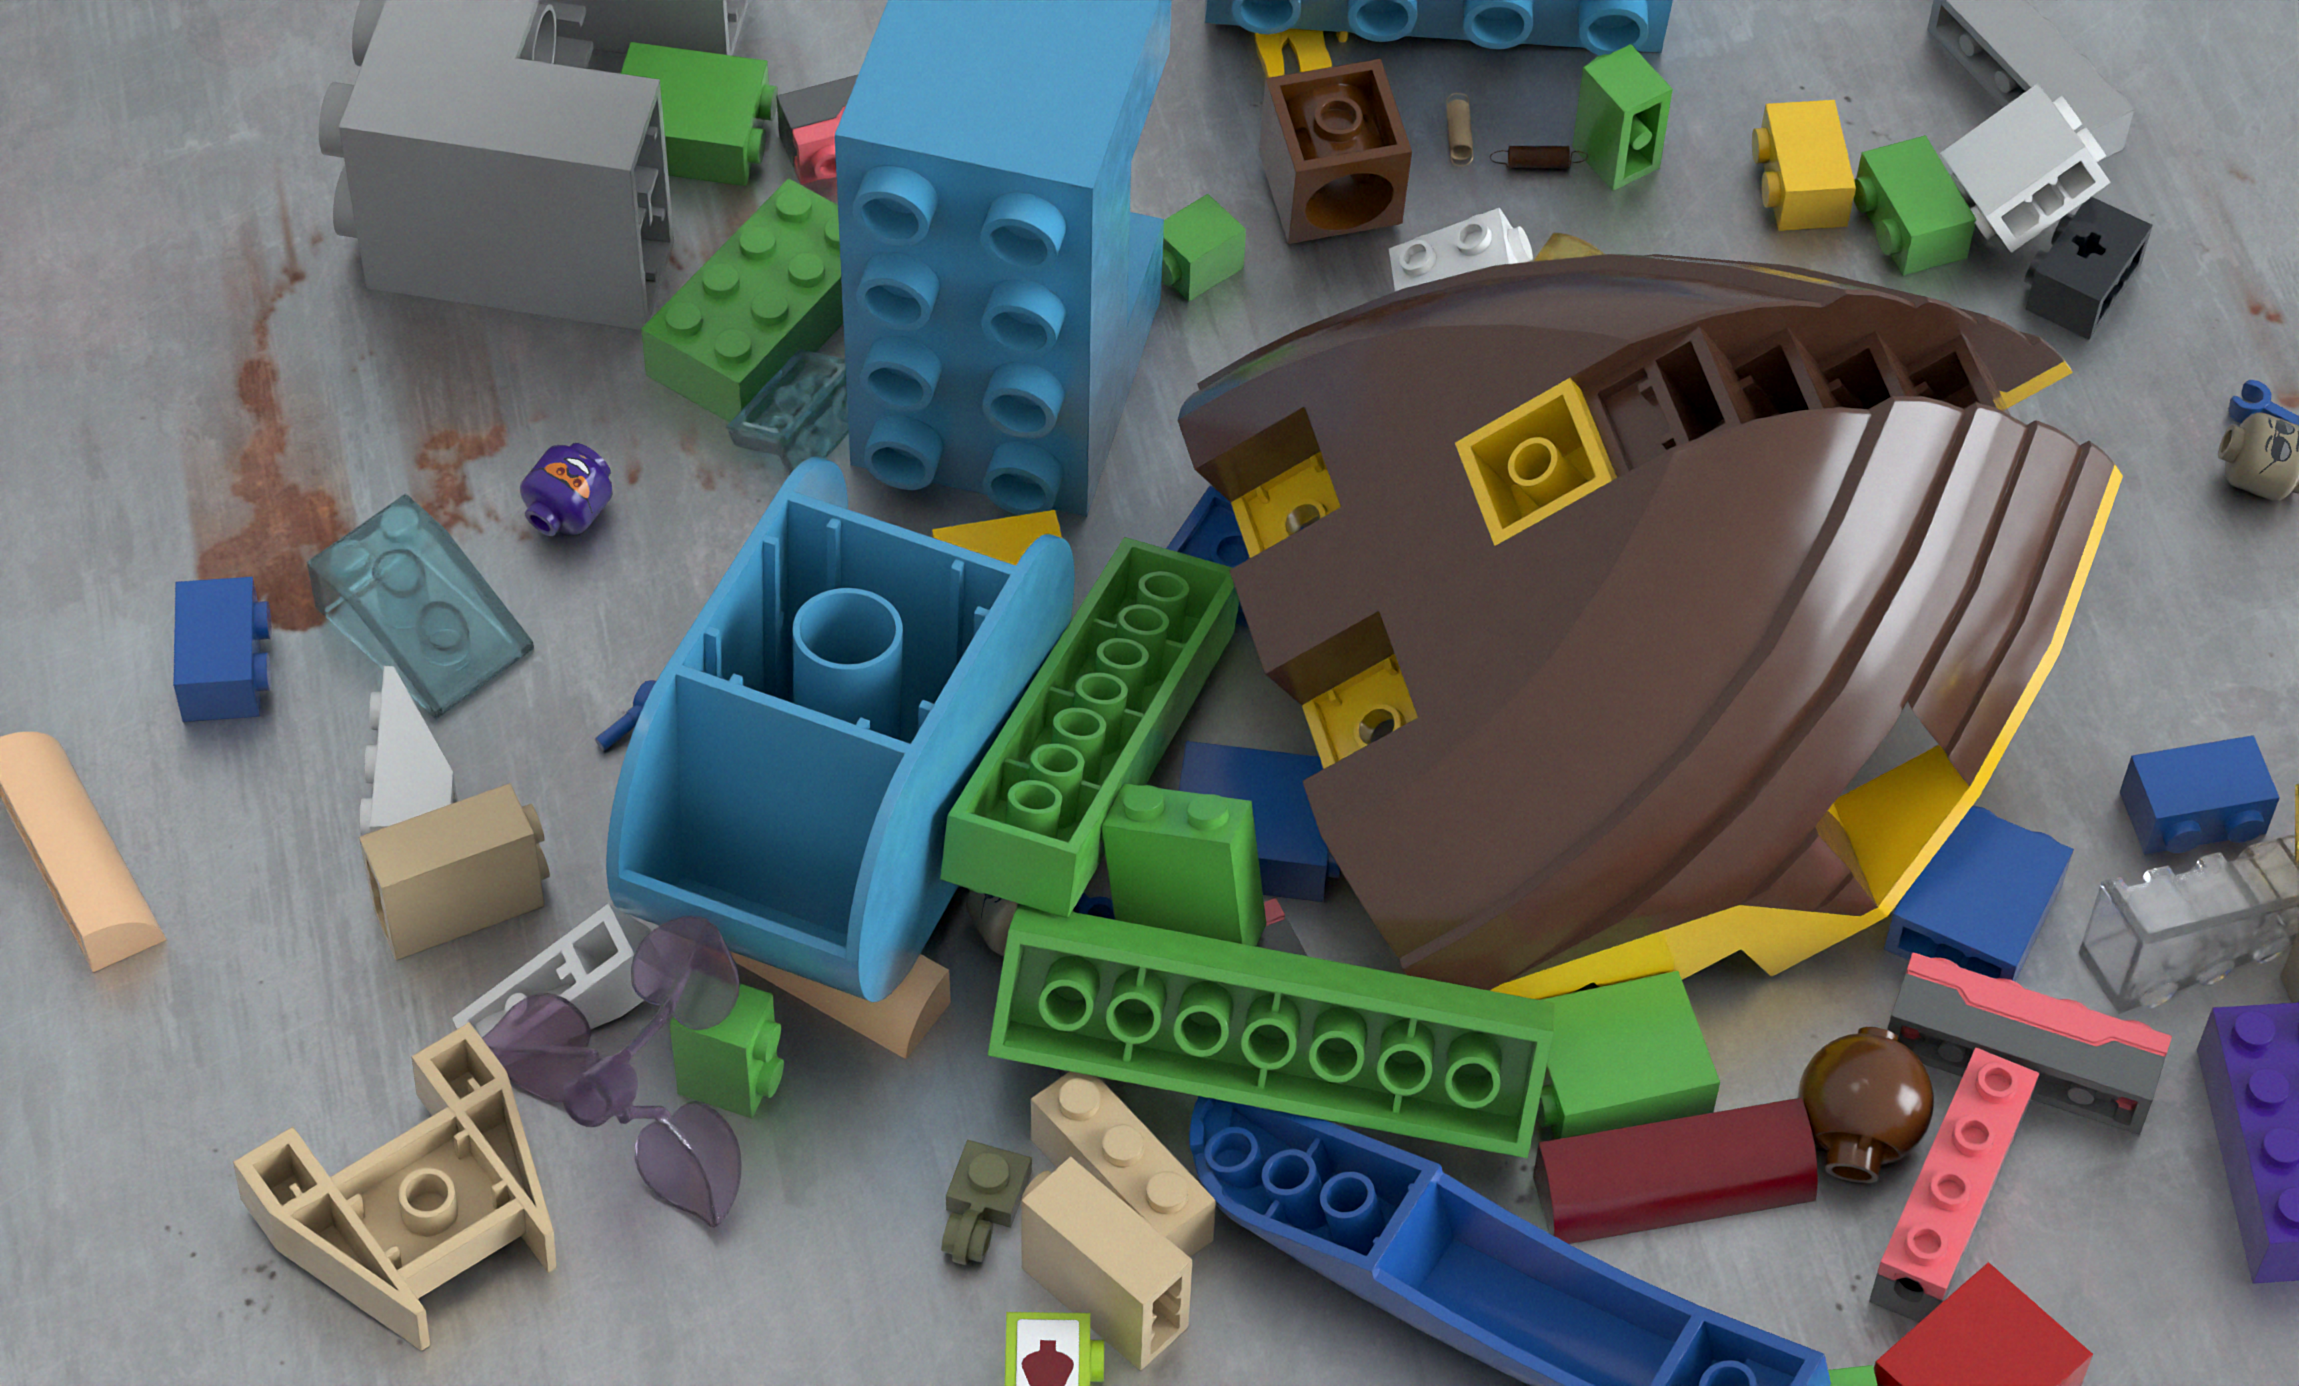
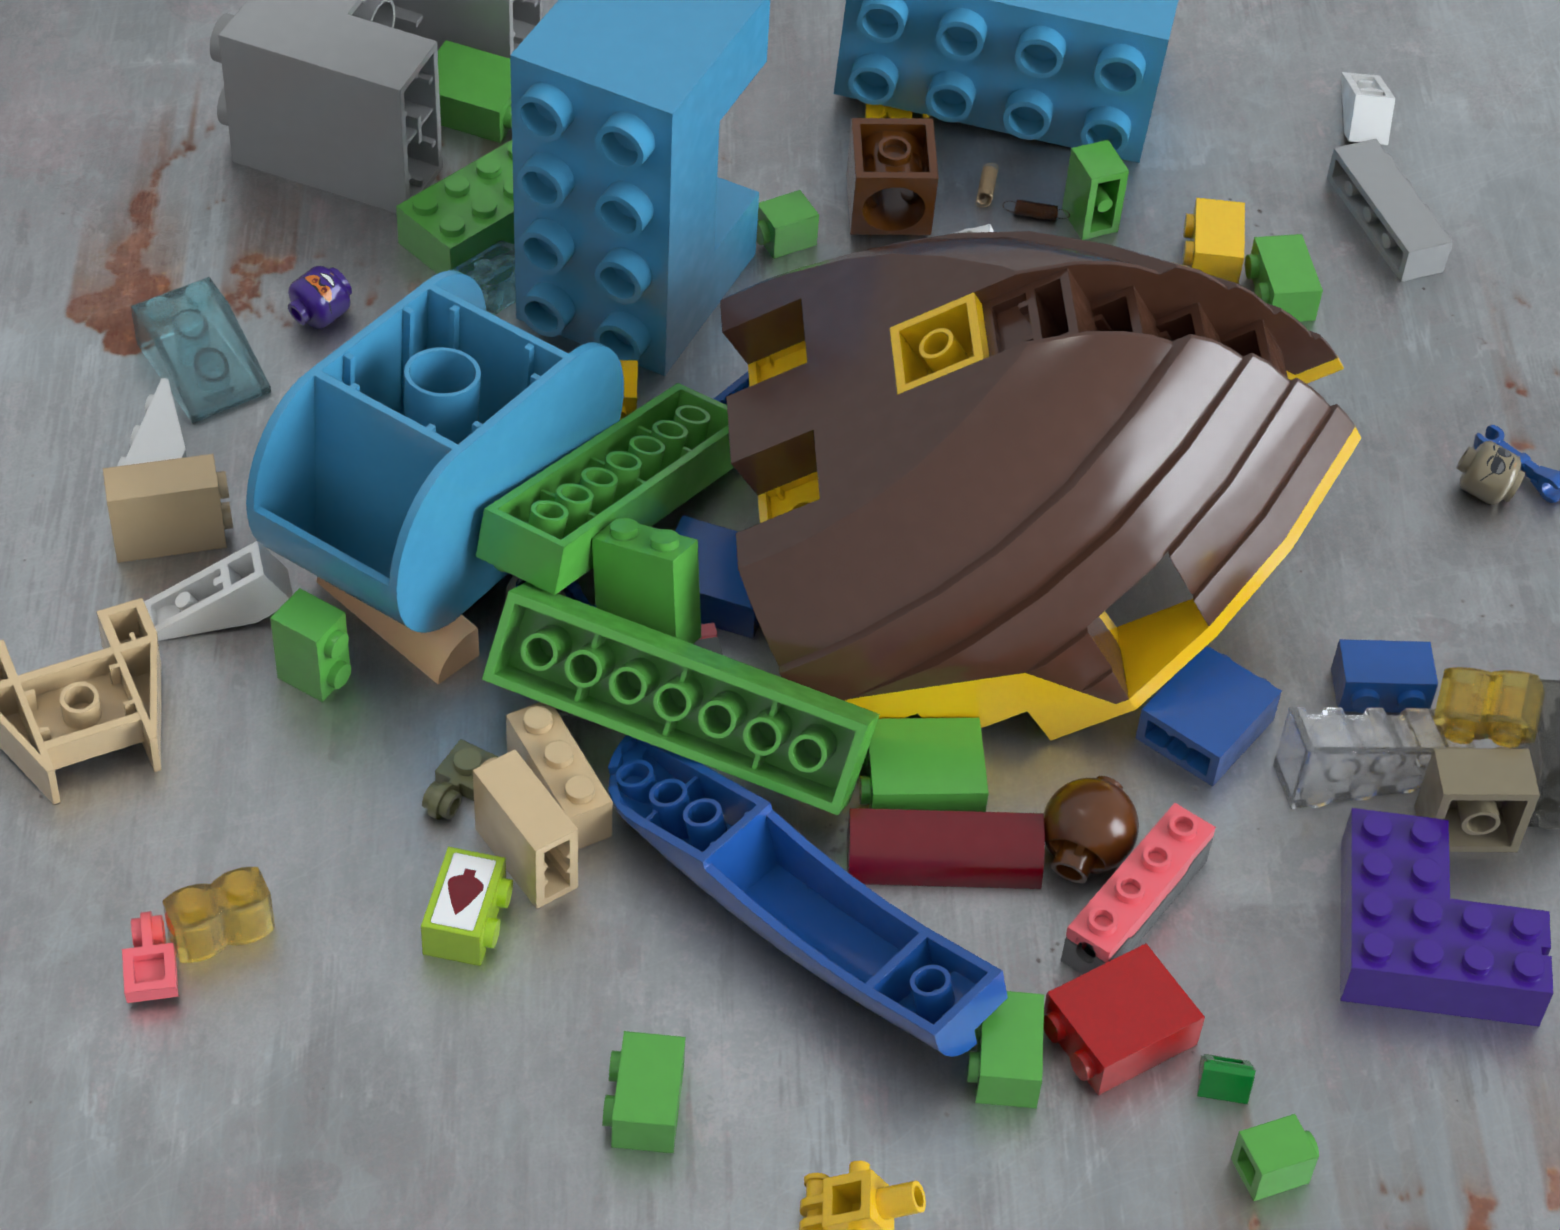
camera: 10 degrees right, 5 degrees down
(219, 649) = (61, 353): blue brick -> none
(543, 1046) = (193, 631): clear purple plant -> none
(2026, 167) = (1365, 263): white brick -> none
(2082, 1056) = (1248, 824): dark grey piece -> none
(2087, 266) = (1395, 335): black brick -> none

